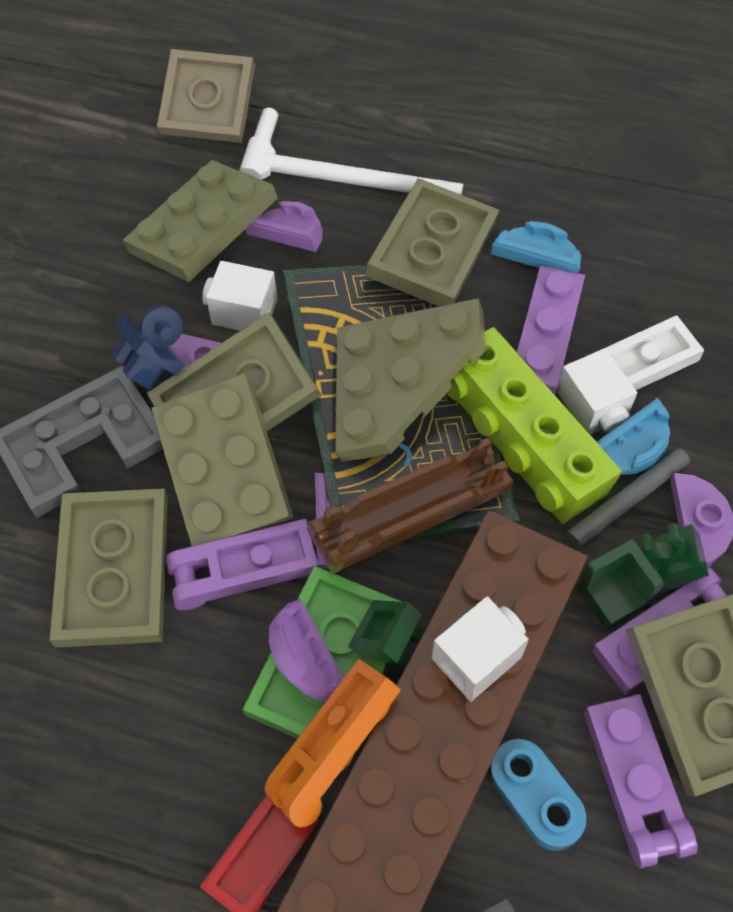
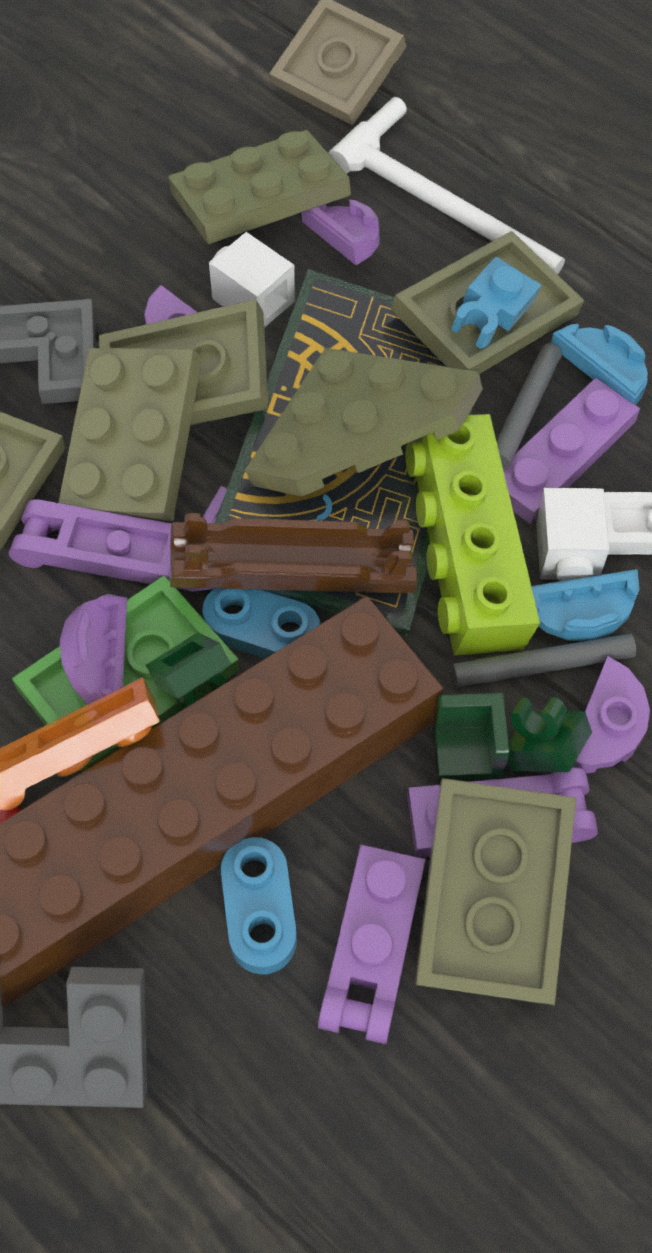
camera: 25 degrees right, 0 degrees up
(147, 349) = (127, 287): dark blue hips -> none
(407, 570) = (258, 624): none -> dark azure plate
(443, 236) = (495, 299): none -> dark azure plate
(480, 647) = (260, 715): white brick -> none
(502, 300) = (527, 402): none -> dark grey bar

